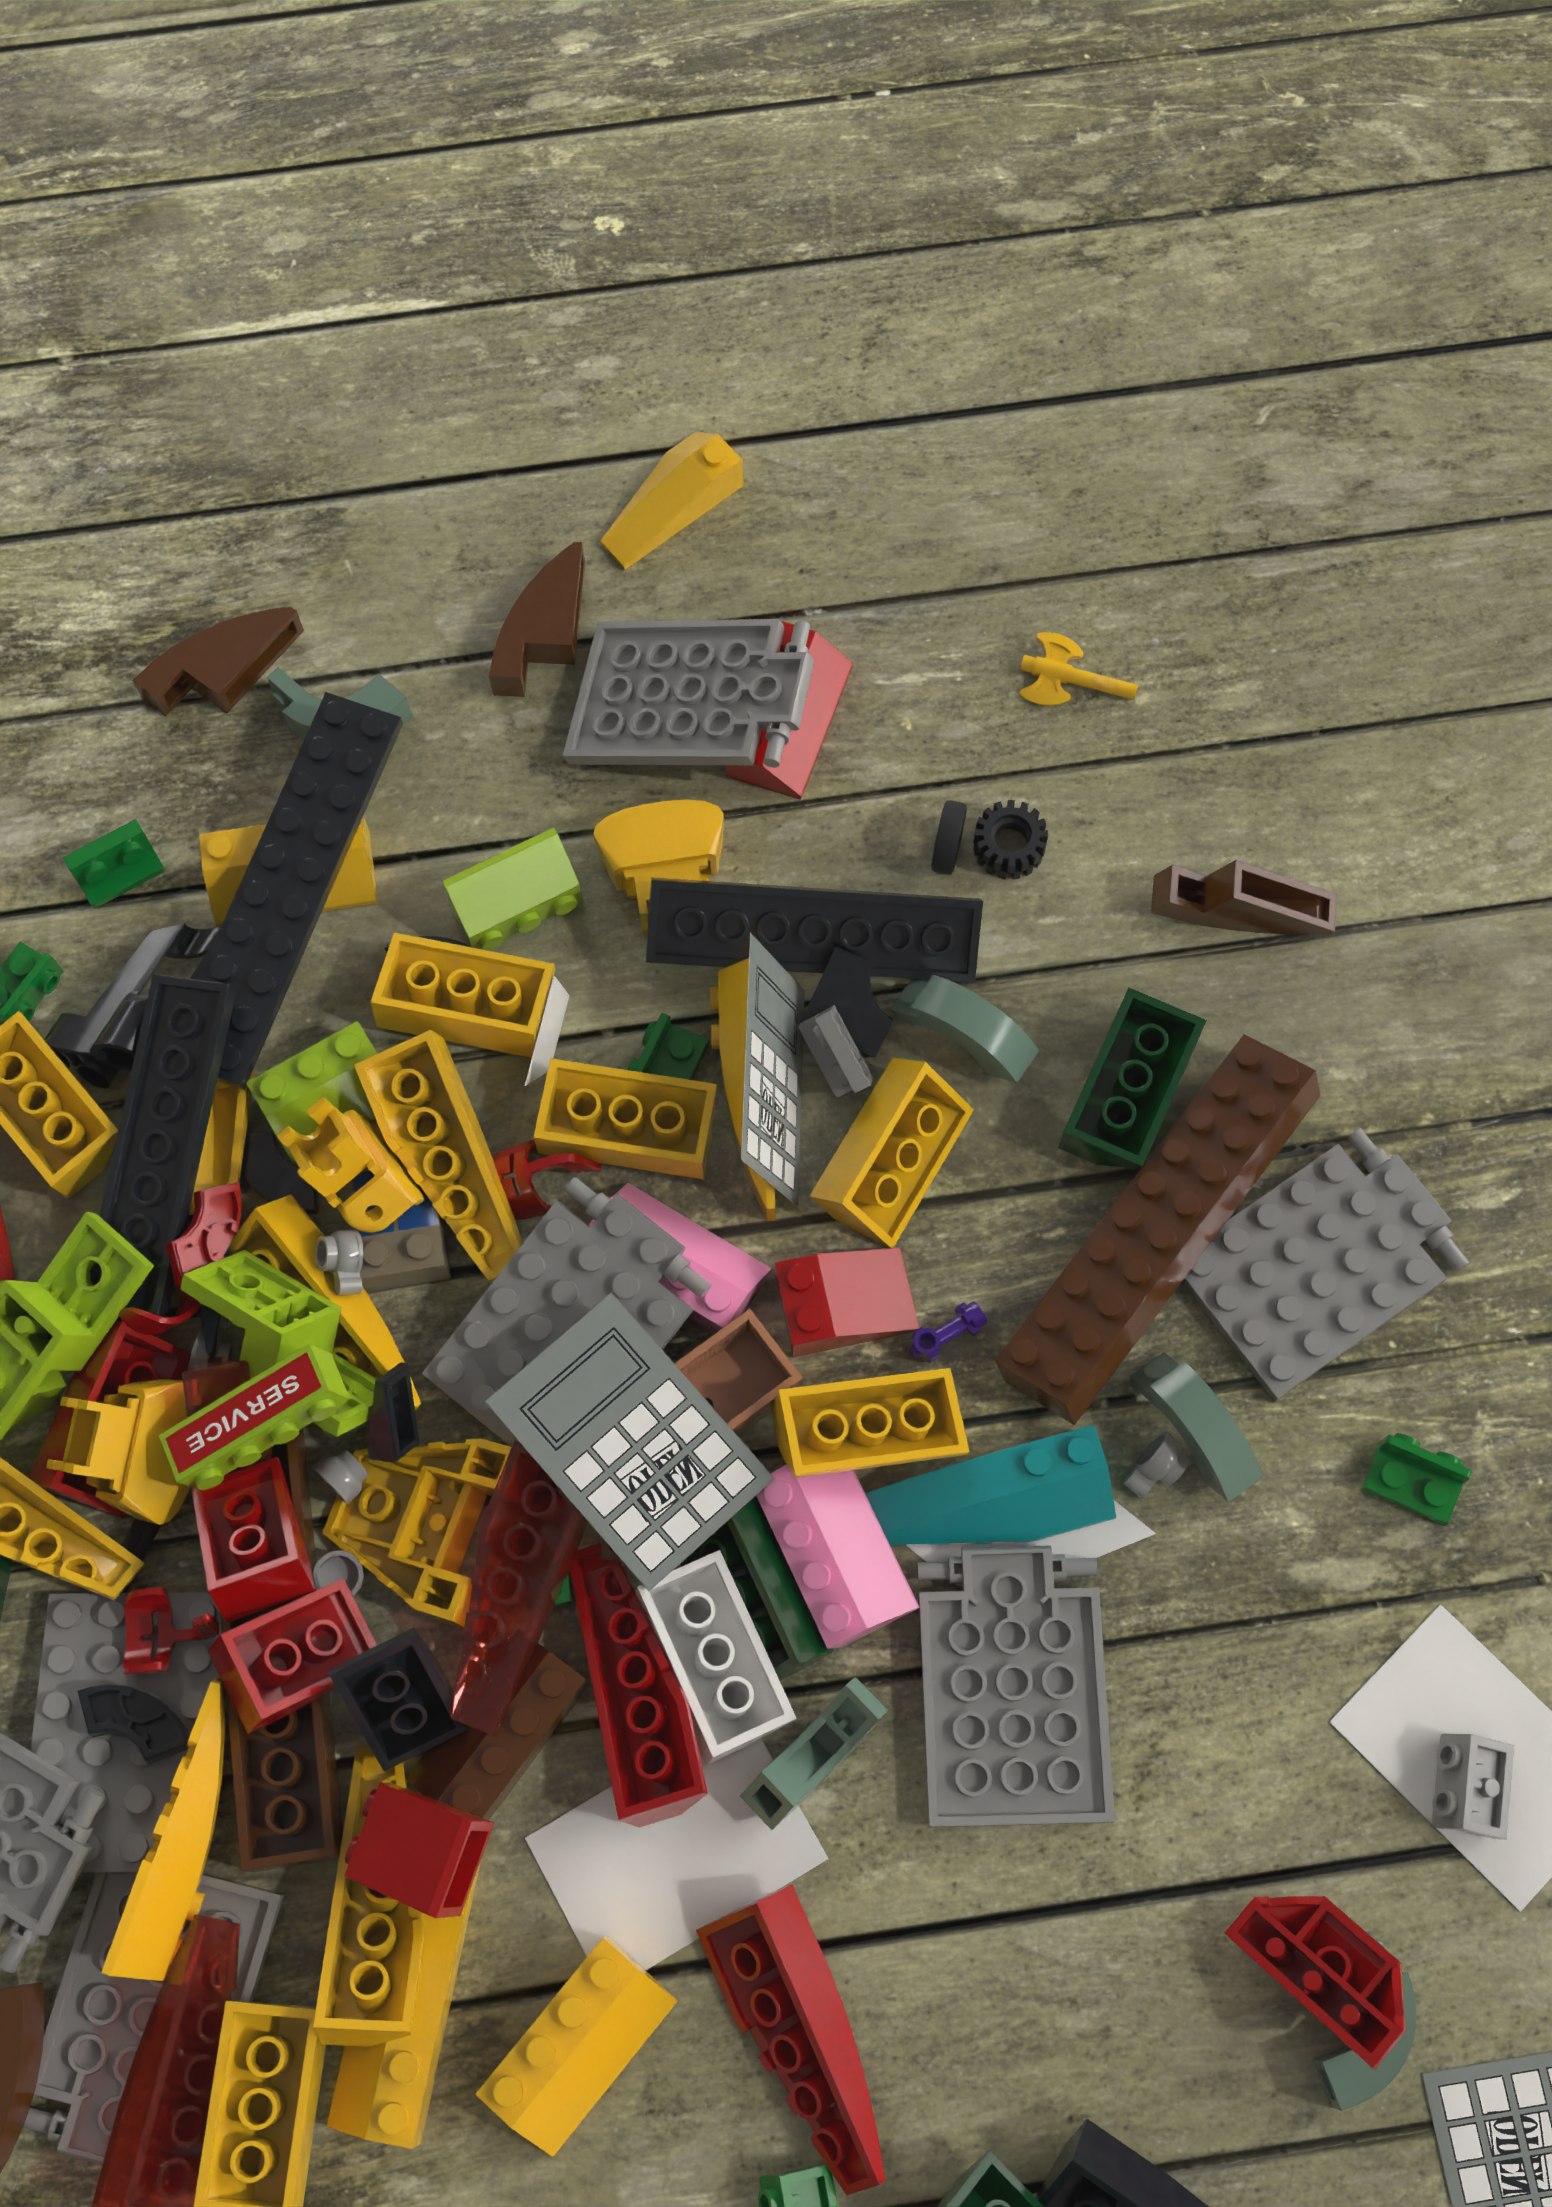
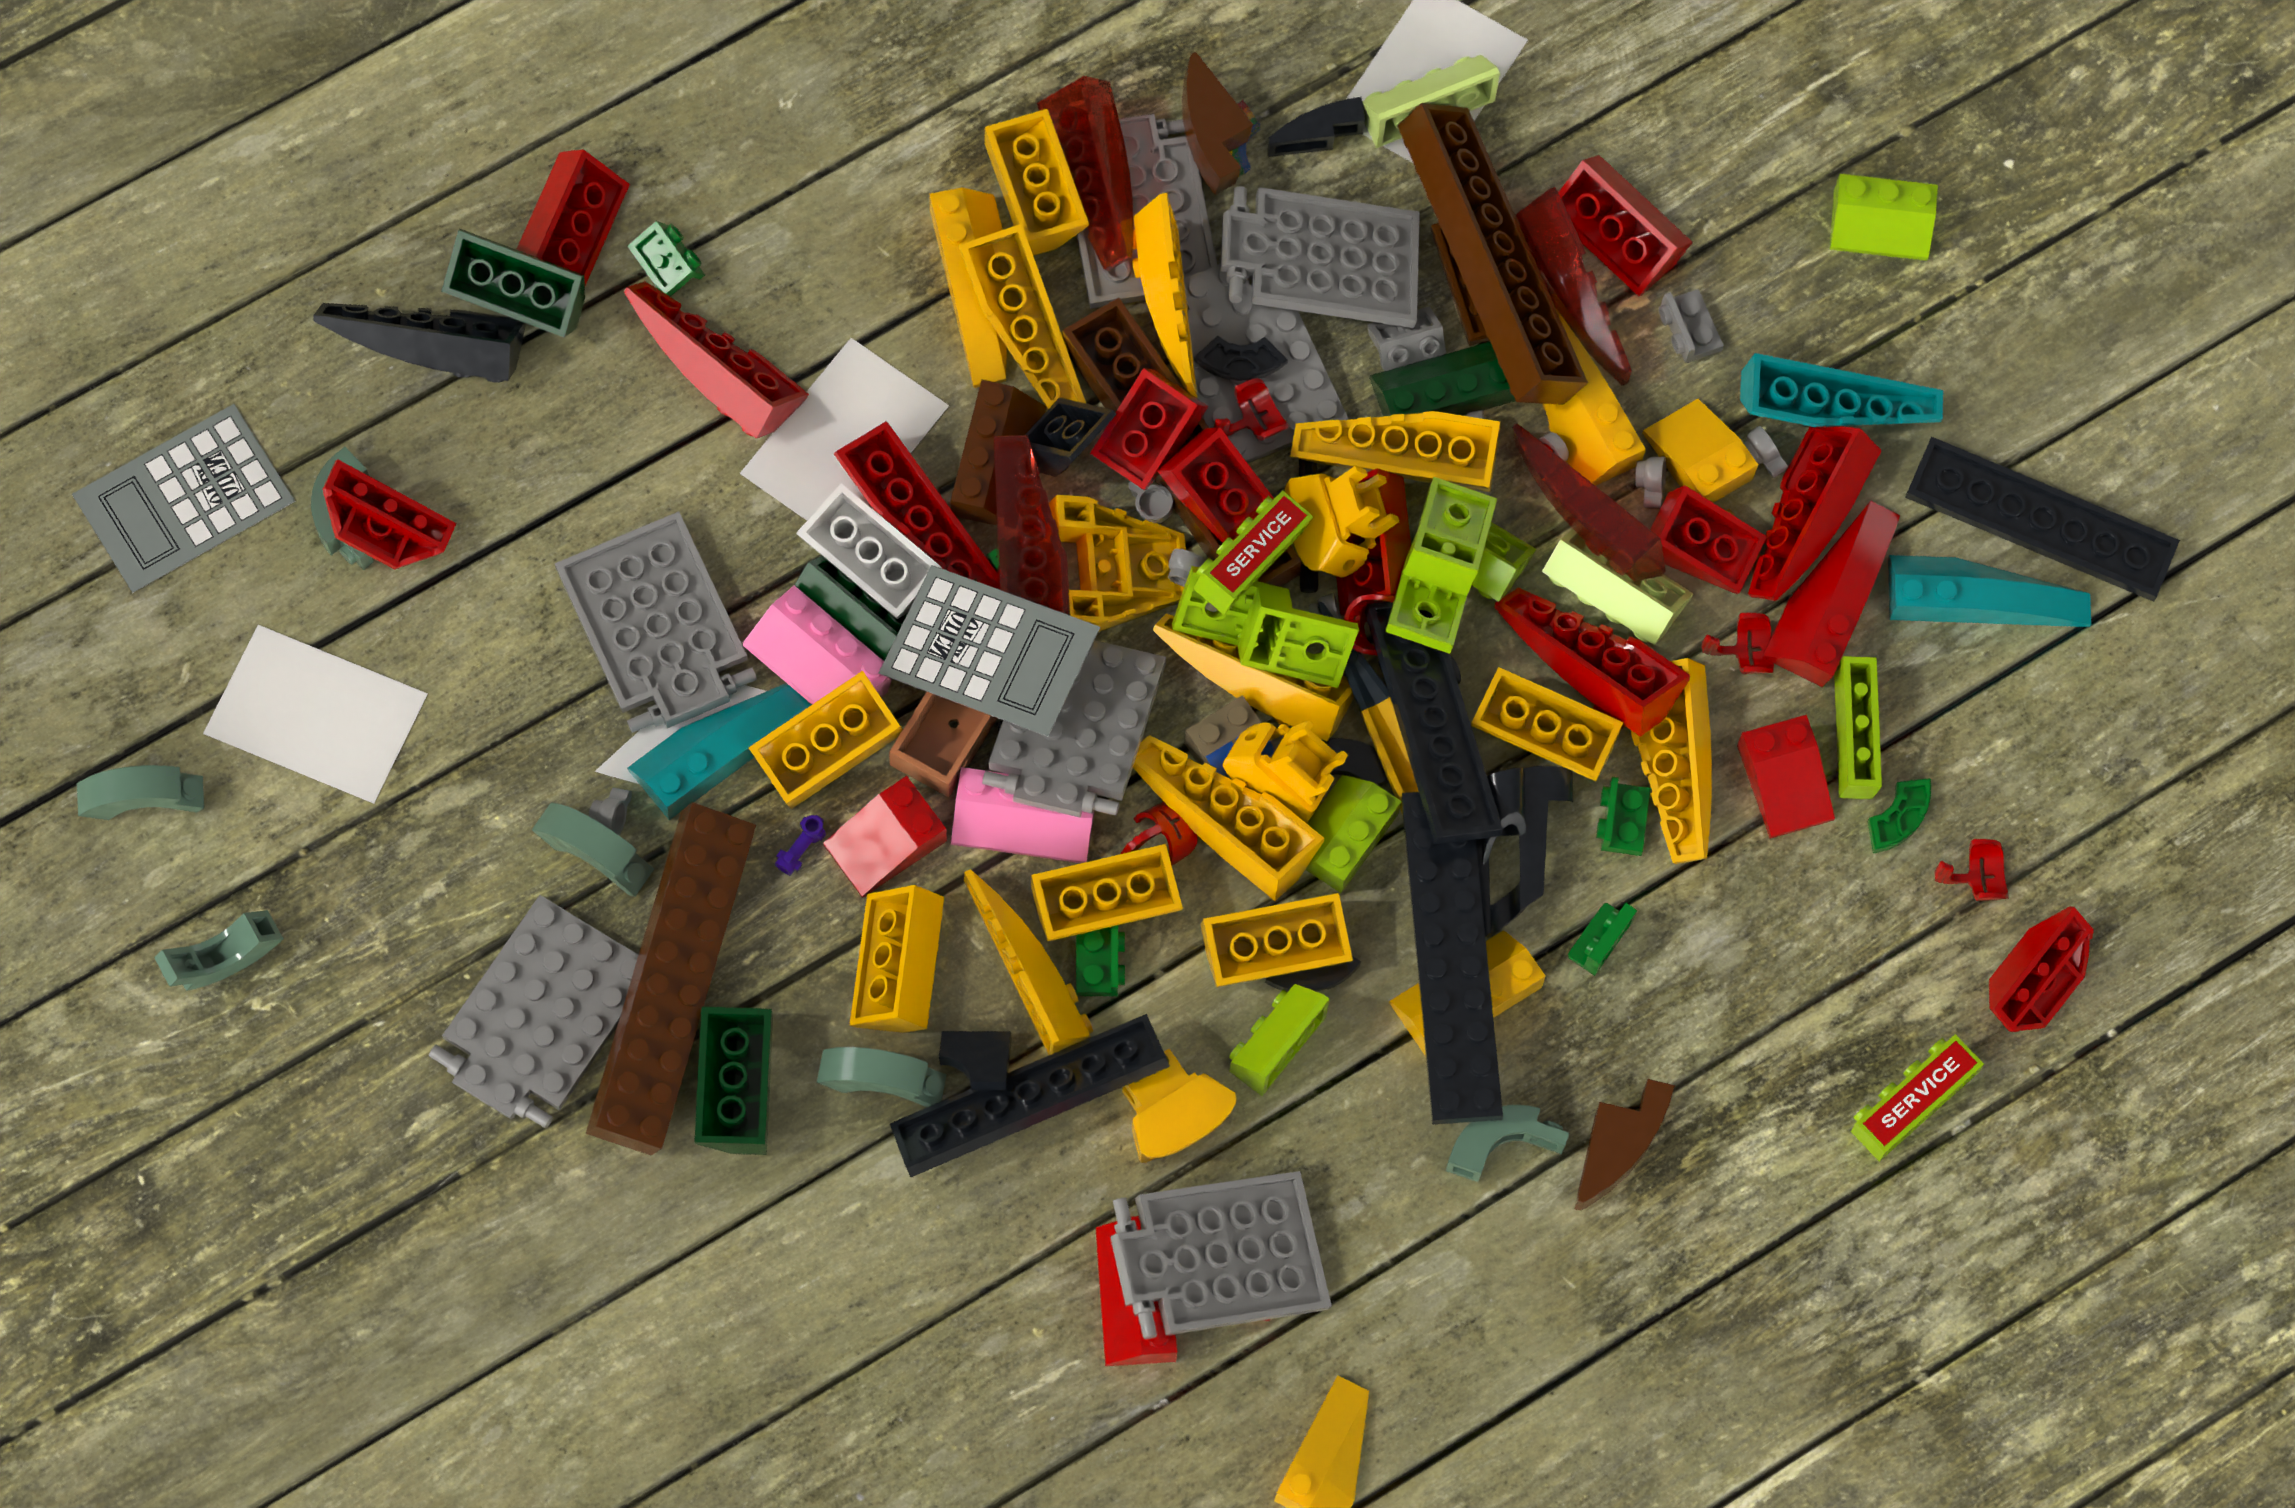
camera: 150 degrees right, 0 degrees up
(210, 1230) = (1365, 682): red tile -> none
(211, 1381) = (1297, 572): clear red slope -> none
(343, 1257) = (1260, 703): light grey piece -> none
(393, 1416) = (1164, 606): black slope -> none
(417, 1850) = (1007, 345): red slope -> none
(541, 623) = (1375, 1285): reddish brown slope -> none
(548, 1031) = (1199, 943): white sticker -> none
(577, 2047) = (855, 297): yellow slope -> none
(773, 1073) = (1007, 958): sticker -> none
(814, 1754) = (777, 520): sand green arch -> none
(835, 1052) = (968, 1012): light grey bracket -> none
(948, 837) = (958, 1226): black tyre -> none
(1010, 818) = (909, 1275): black tyre -> none
(1055, 670) = (933, 1427): yellow piece -> none
(1243, 900) = (700, 1272): reddish brown slope -> none
(1416, 1478) = (419, 879): green bracket -> none
(1473, 1785) = (315, 684): light grey bracket -> none

